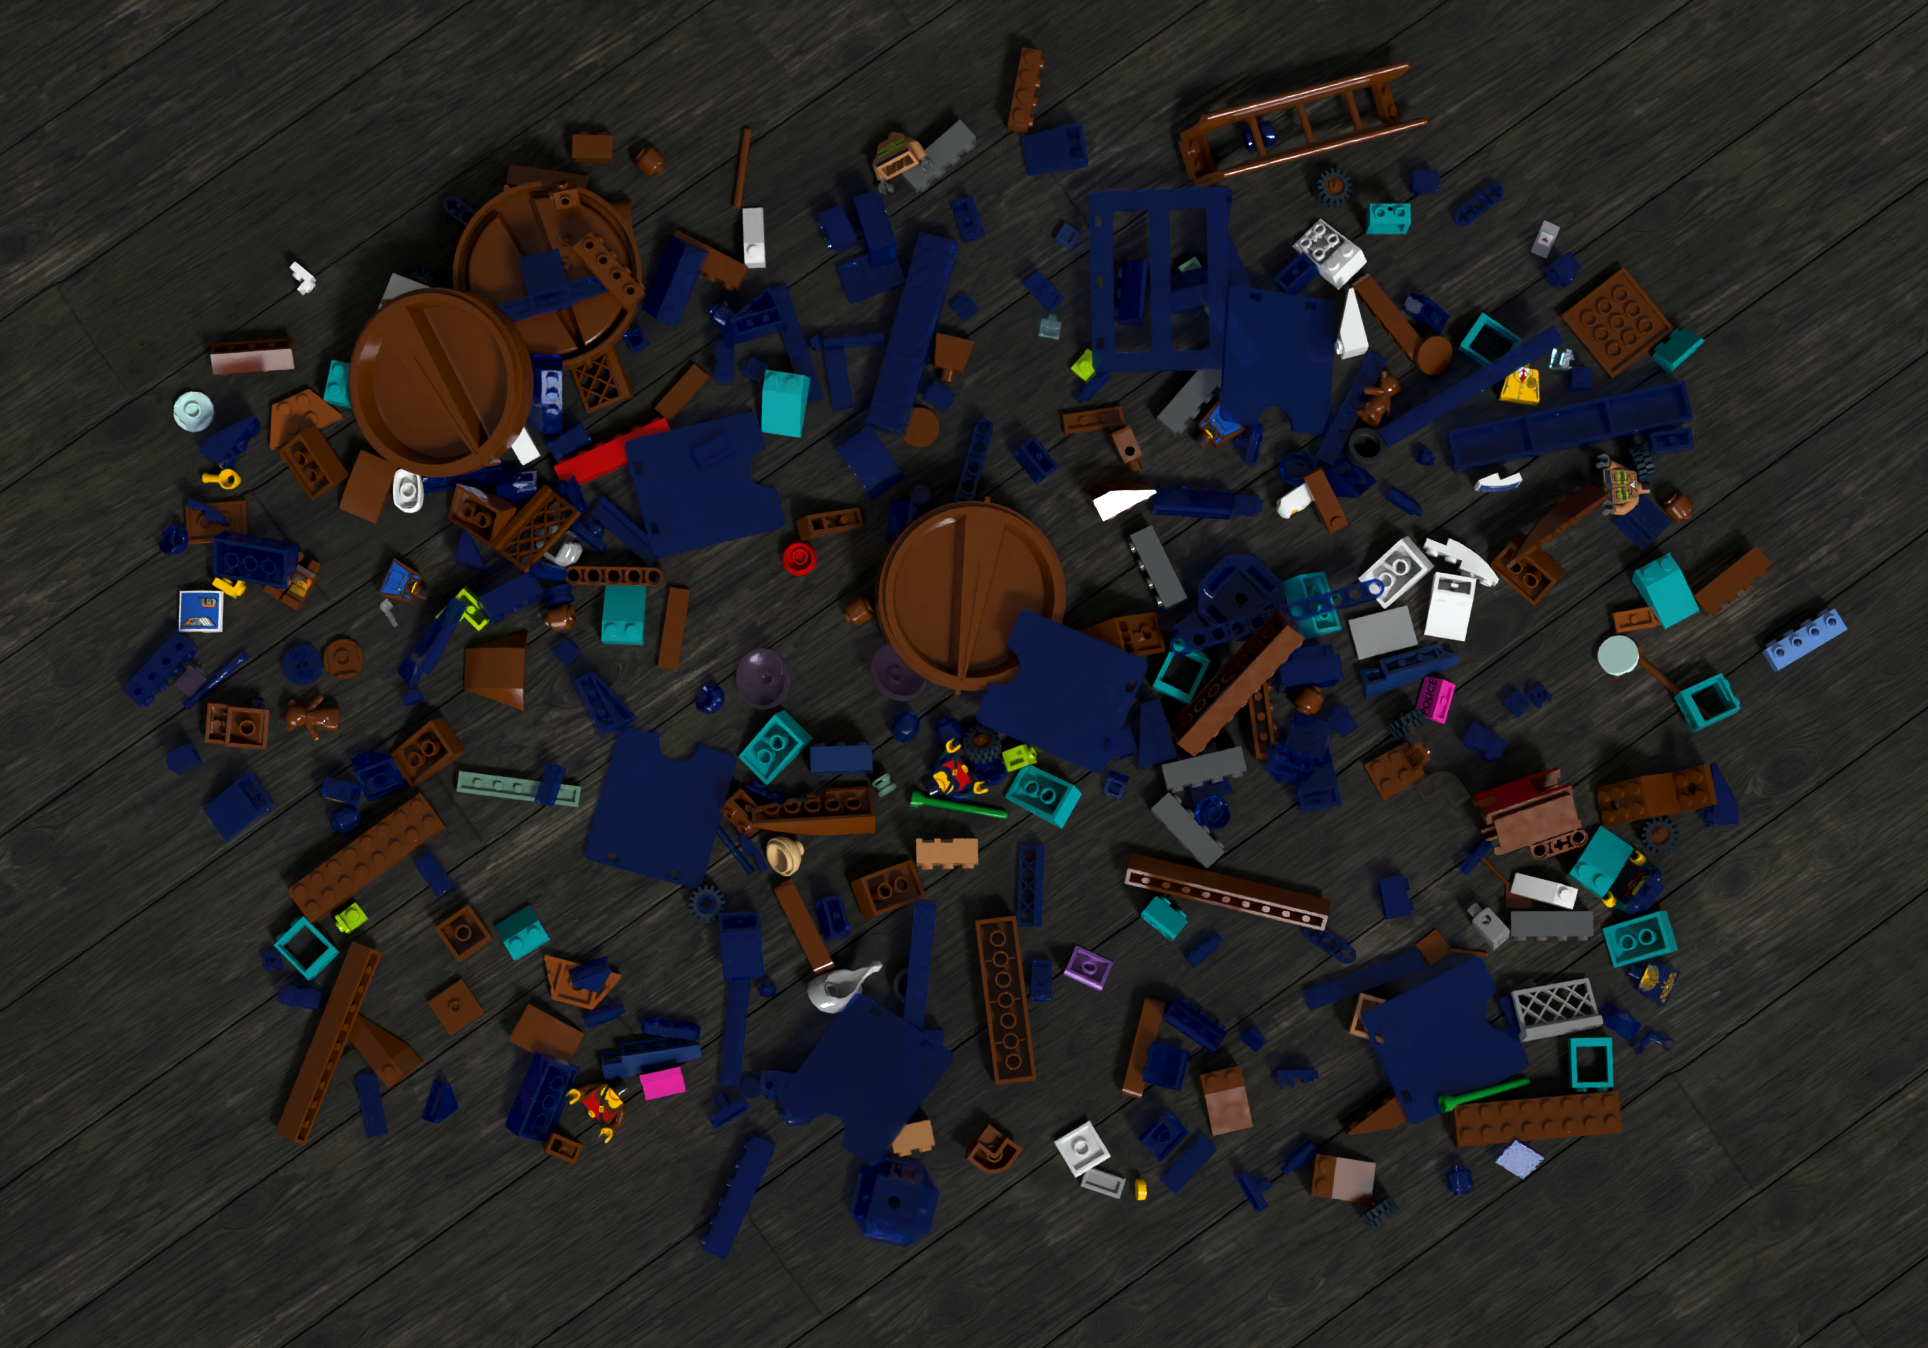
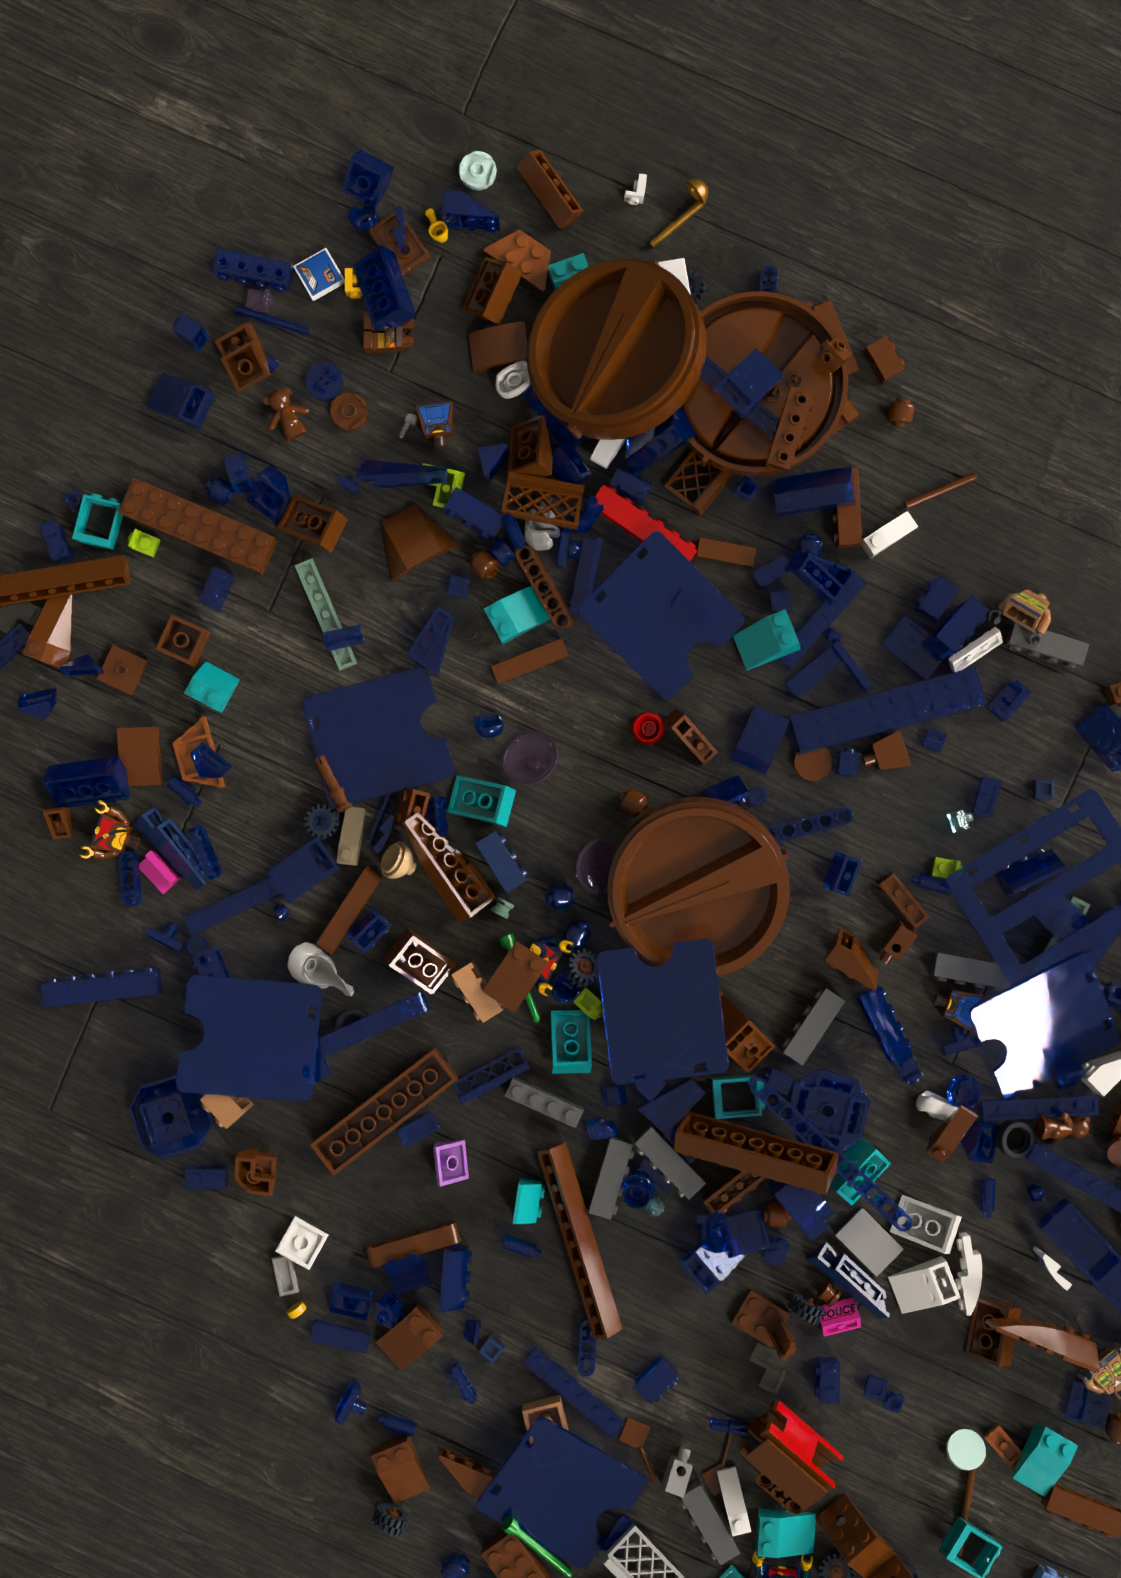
camera: 60 degrees right, 5 degrees up
(140, 515) = (367, 178): none -> clear blue slope
(340, 223) = (699, 193): none -> pearl gold piece
(430, 1042) = (82, 666): none -> clear blue slope
(664, 1124) = (134, 864): none -> clear blue beam
(688, 874) = (336, 792): none -> reddish brown pin
(736, 885) = (351, 836): none -> dark tan slope
(905, 222) = (975, 650): none -> white plate
(952, 806) = (515, 976): none -> reddish brown slope
(970, 1200) = (206, 1177): none -> clear blue brick
(1083, 850) = (544, 1102): none -> dark grey brick
(1138, 814) = (601, 1128): none -> clear blue rock
(1189, 1103) = (388, 1310): none -> clear blue brick
(1238, 806) = (655, 1207): none -> clear light blue plate
(1280, 1032) = (491, 1349): none -> dark blue tile
(1335, 366) = (1068, 1073): none -> clear blue slope
(1408, 696) = (828, 1294): none -> reddish brown wheel

